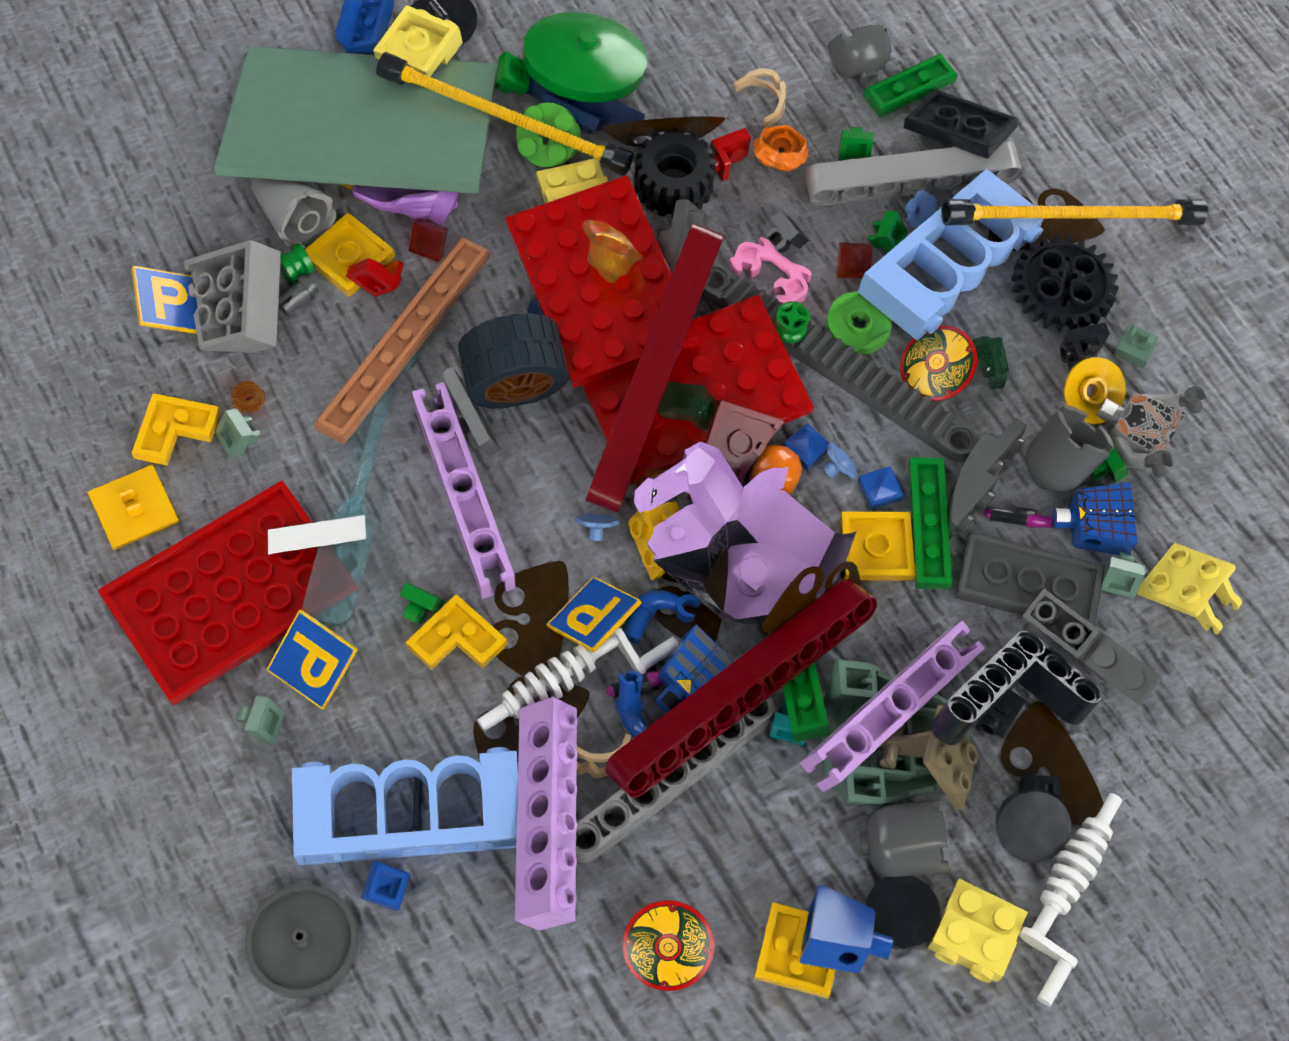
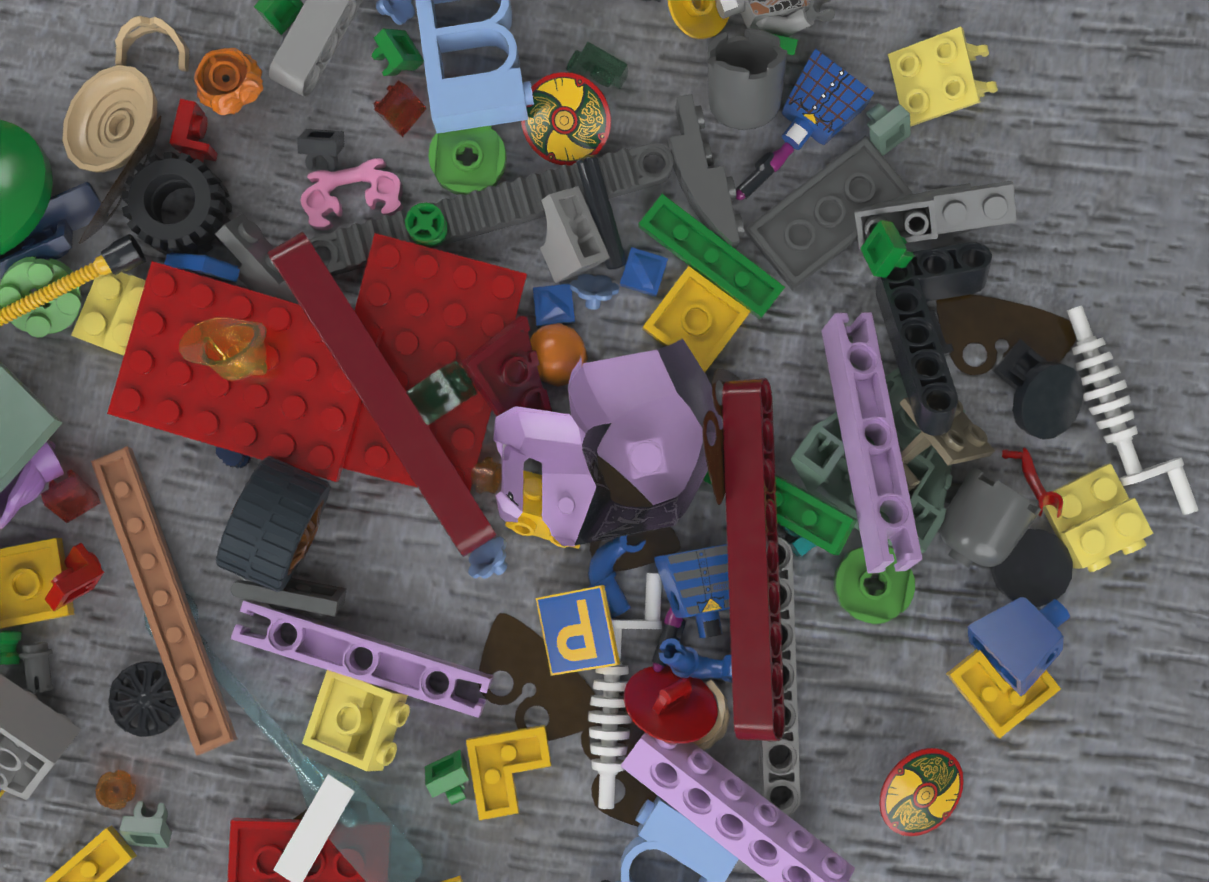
camera: 45 degrees left, 20 degrees up
(324, 375) = (145, 700): none -> black wheel
(415, 513) = (356, 721): none -> light yellow plate
(591, 711) = (670, 705): none -> red shield
(652, 210) = (203, 266): none -> blue tile
(696, 96) = (109, 119): none -> tan hat
(786, 820) = (854, 596): none -> bright green plate
(862, 419) = (572, 237): none -> light grey arch
(896, 426) = (601, 209): none -> black axle
(960, 873) = (1044, 498): none -> red piece
(1037, 623) = (885, 249): none -> green tile

